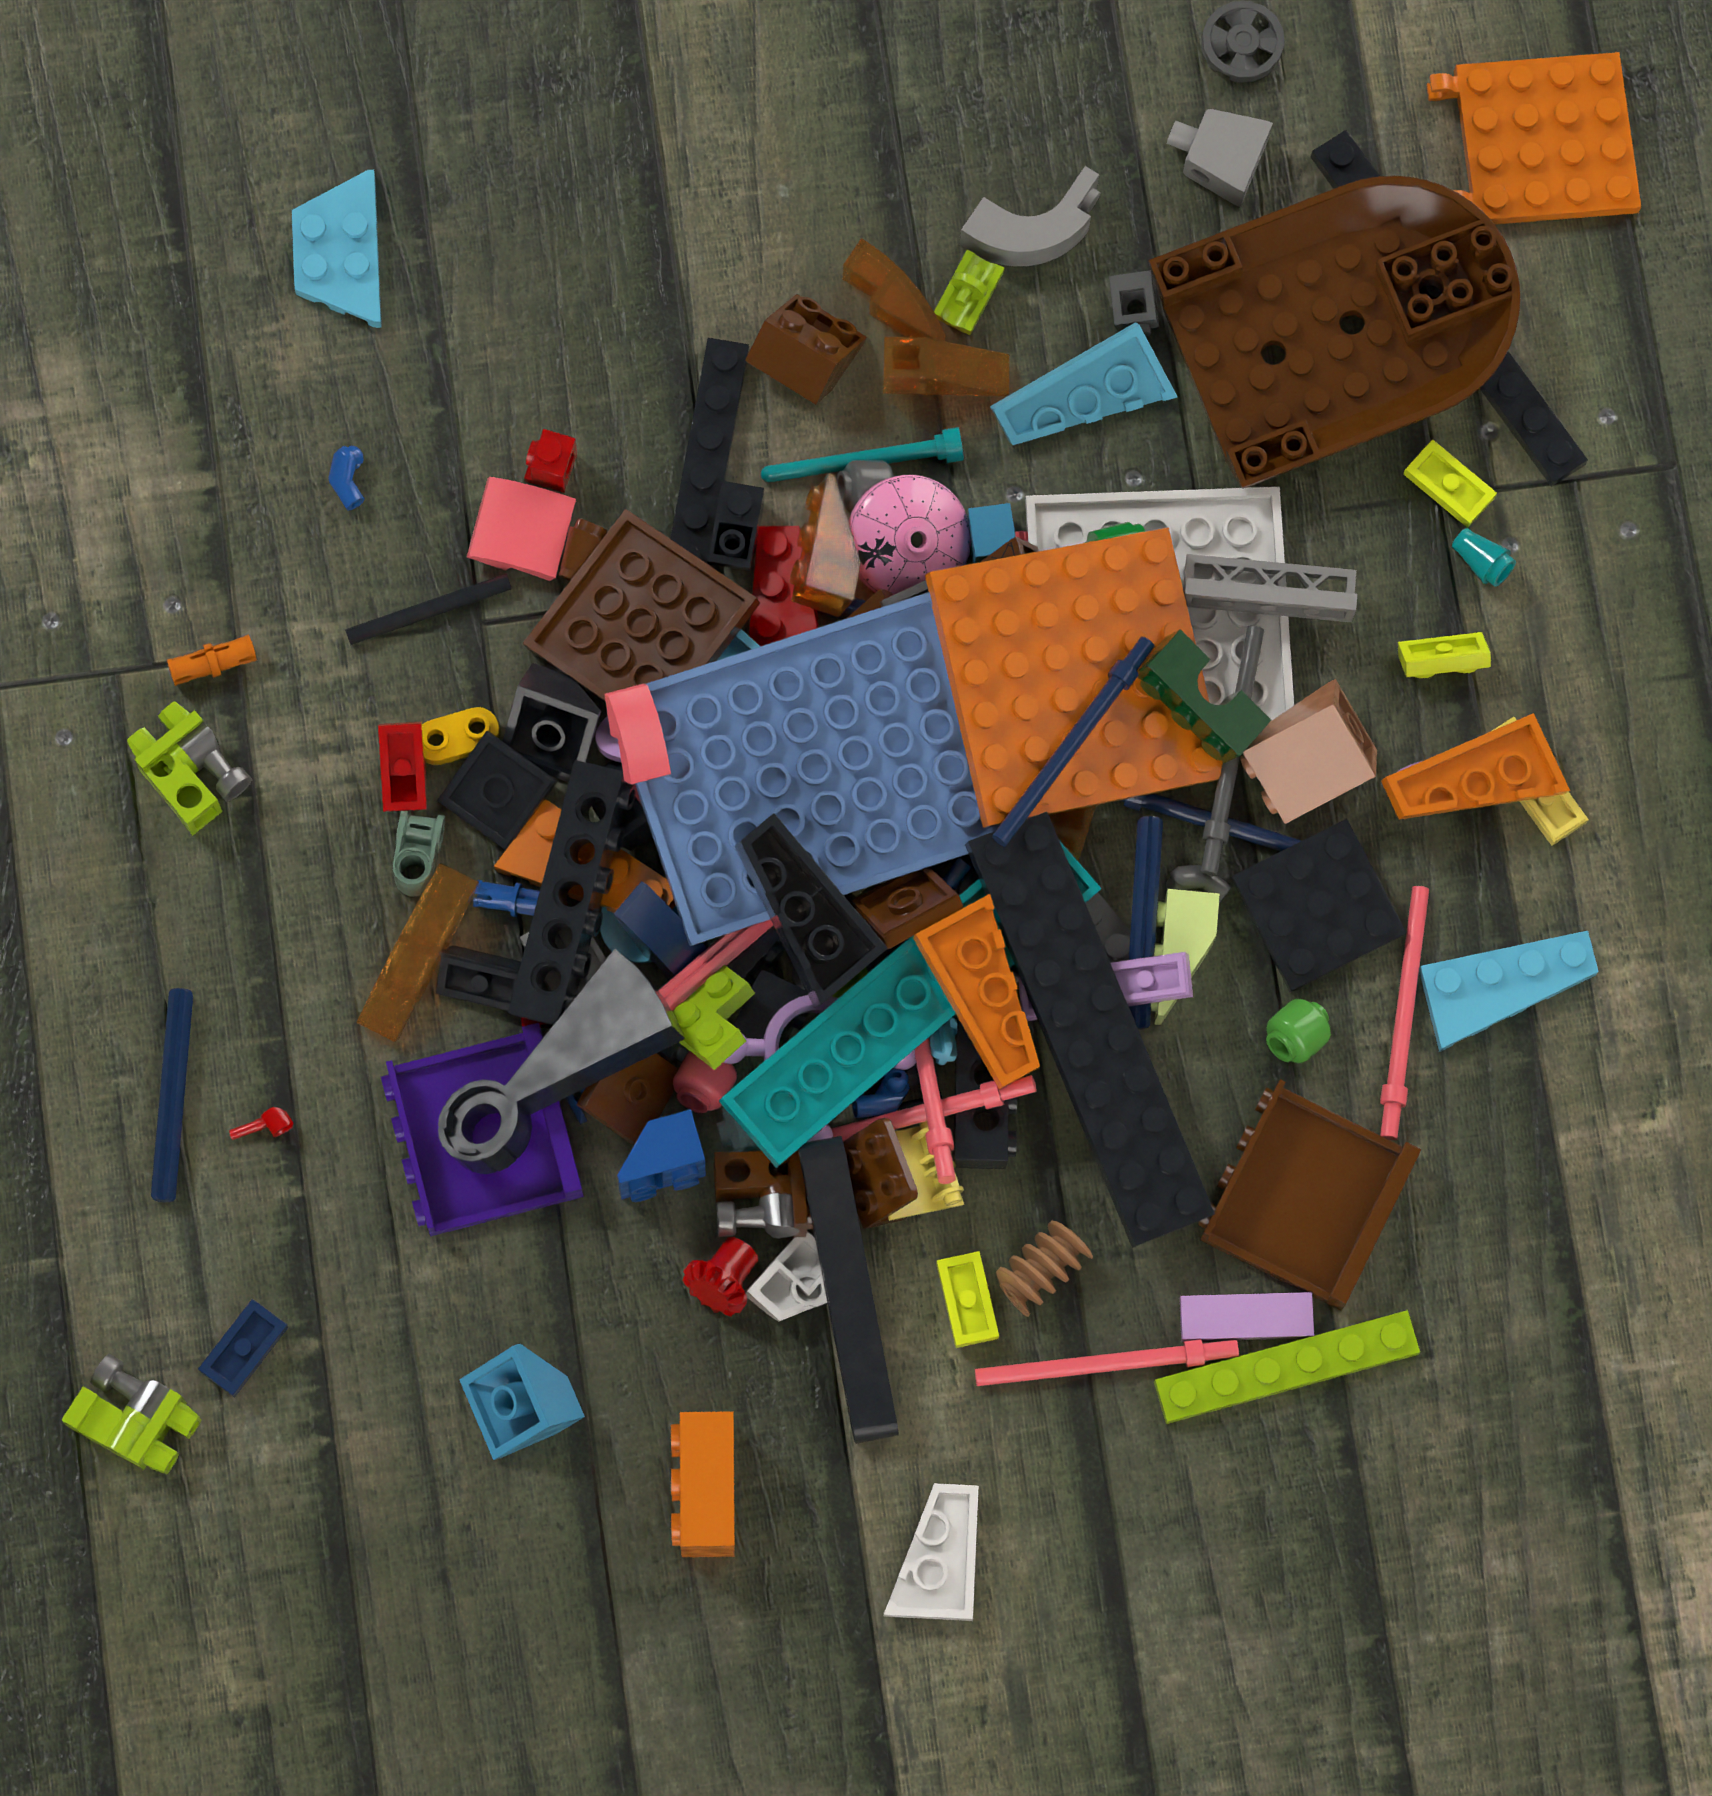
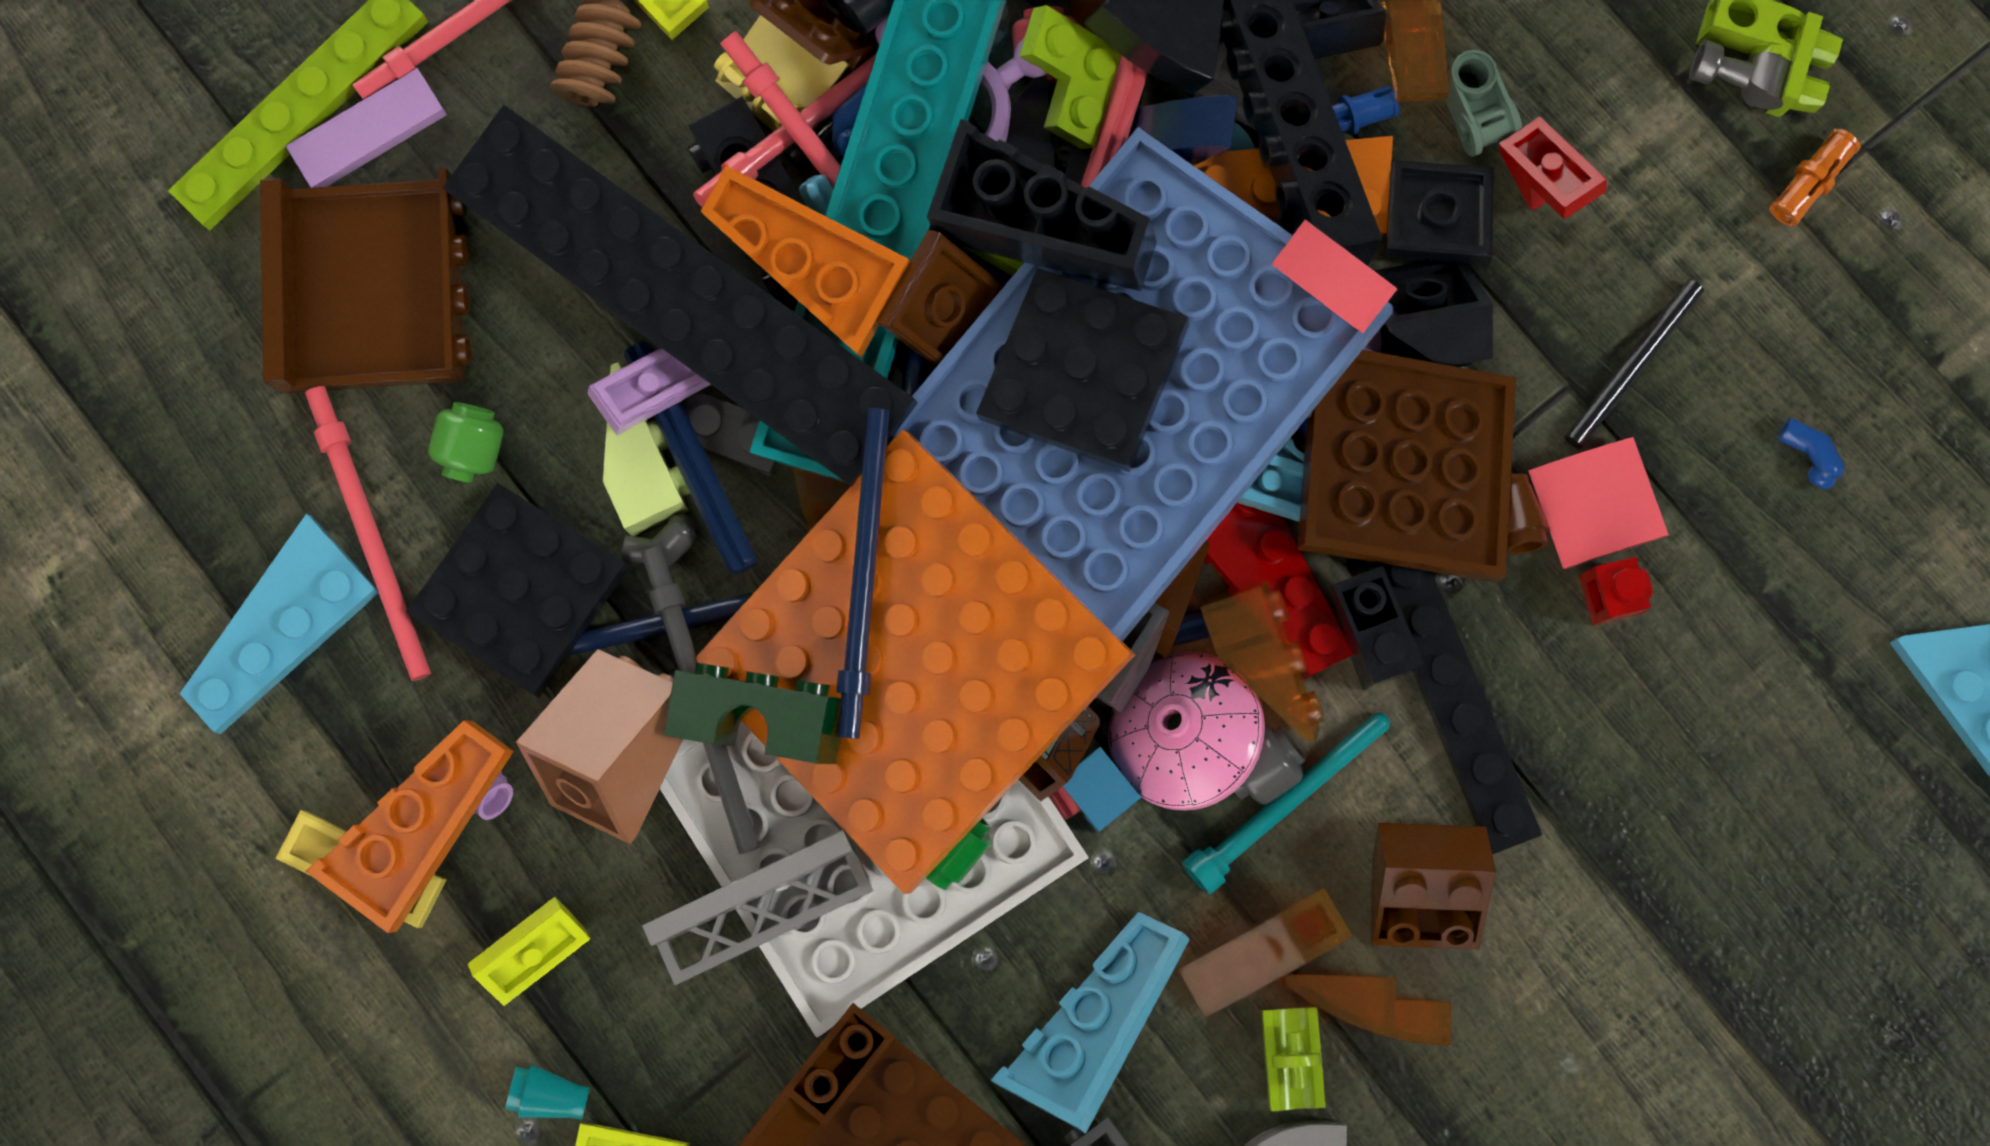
camera: 155 degrees right, 5 degrees up
(457, 737) = (1519, 248): yellow plate -> none
(840, 788) = (1083, 369): none -> black plate

